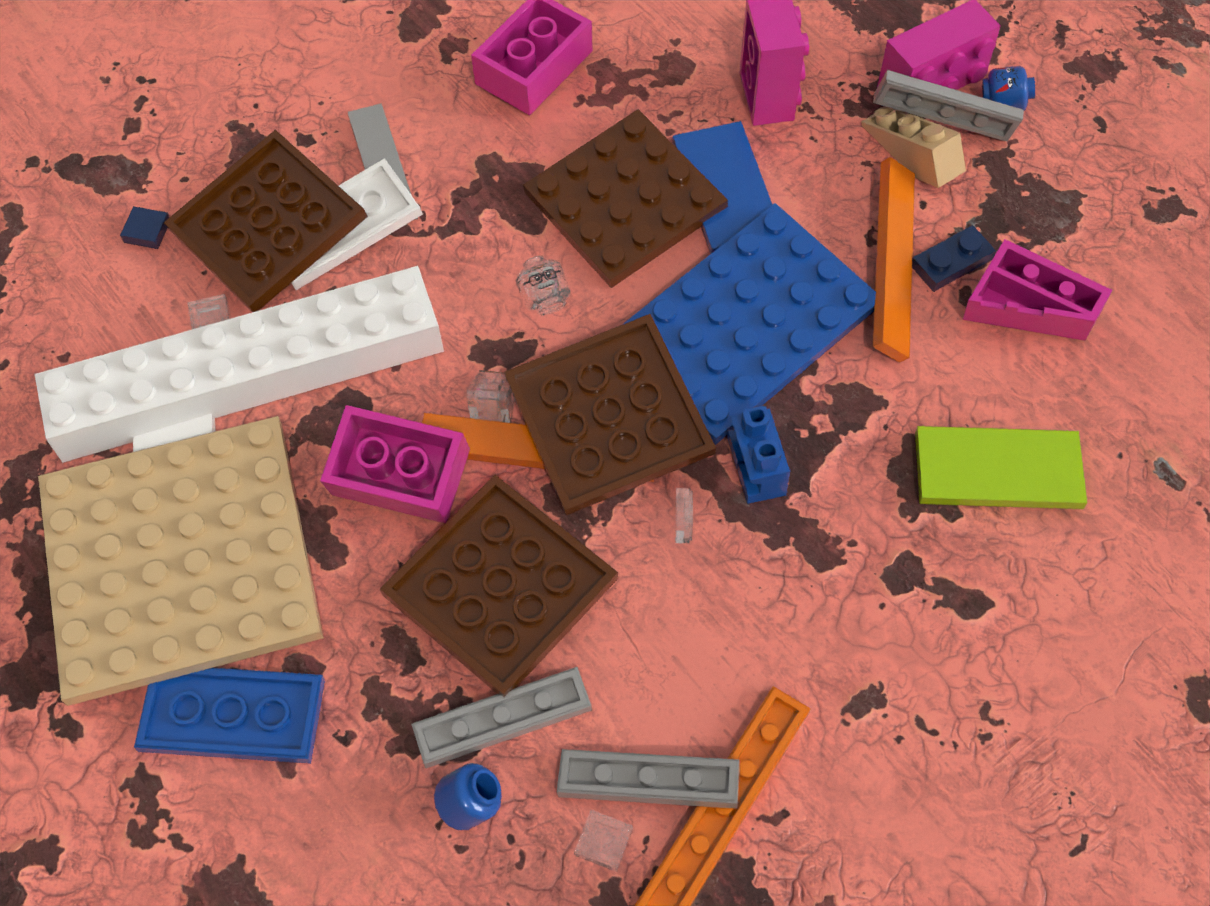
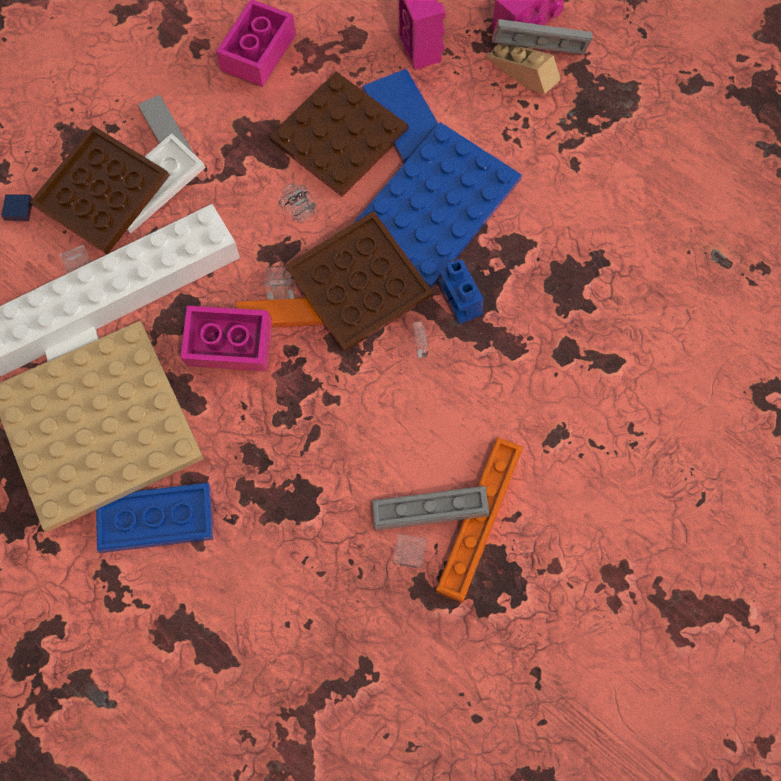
camera: 10 degrees left, 5 degrees up
(467, 796) = (320, 540): blue head -> none
(499, 585) = (310, 405): reddish brown plate -> none
(501, 718) = (329, 488): light grey tile -> none
(894, 261) = (524, 147): orange tile -> none
(953, 258) = (562, 140): dark blue plate -> none
(1000, 467) = (615, 273): lime tile -> none
(1009, 86) = (579, 17): blue head -> none
(1035, 295) = (619, 156): dark pink wedge -> none

